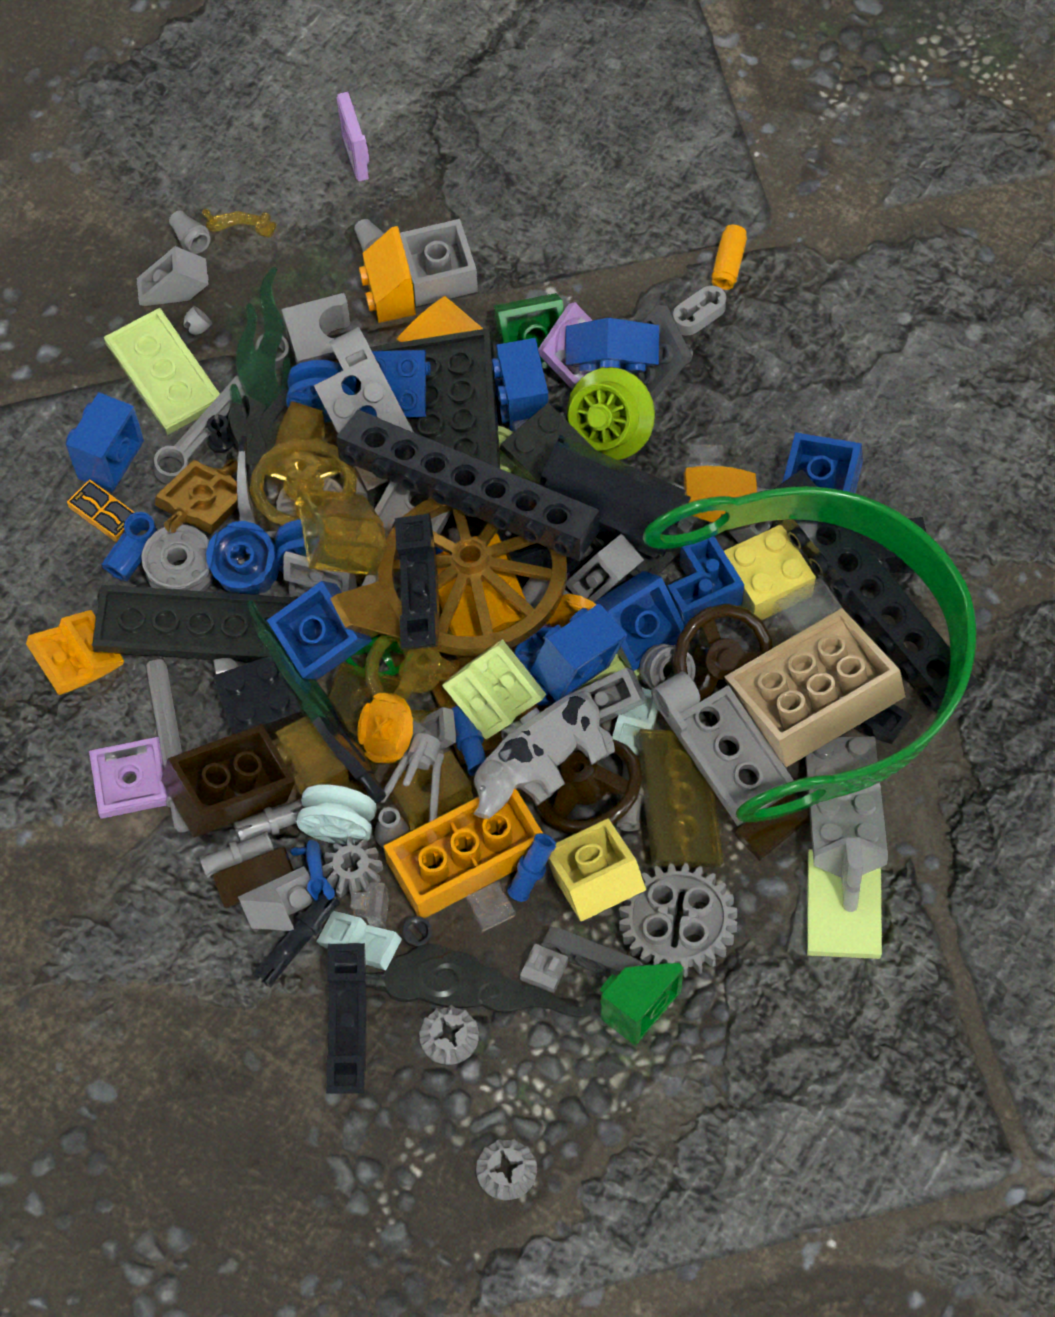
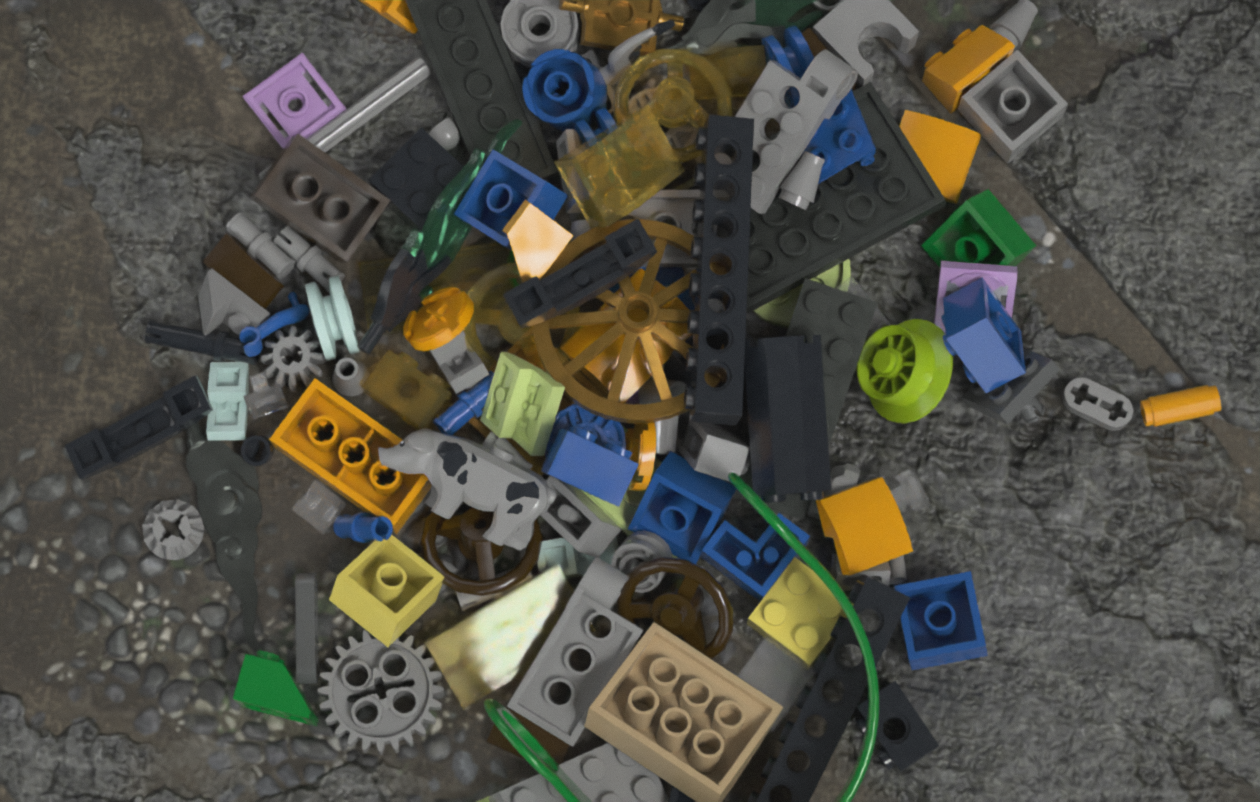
camera: 65 degrees right, 15 degrees up
(310, 756) = (367, 270): clear yellow brick -> none
(420, 415) = (802, 182): none -> light grey cone
(420, 754) = (424, 367): light grey plant -> none
(495, 1183) = (86, 643): light grey gear -> none
(519, 380) = (898, 263): blue brick -> none
(544, 968) = (277, 586): light grey tile -> none

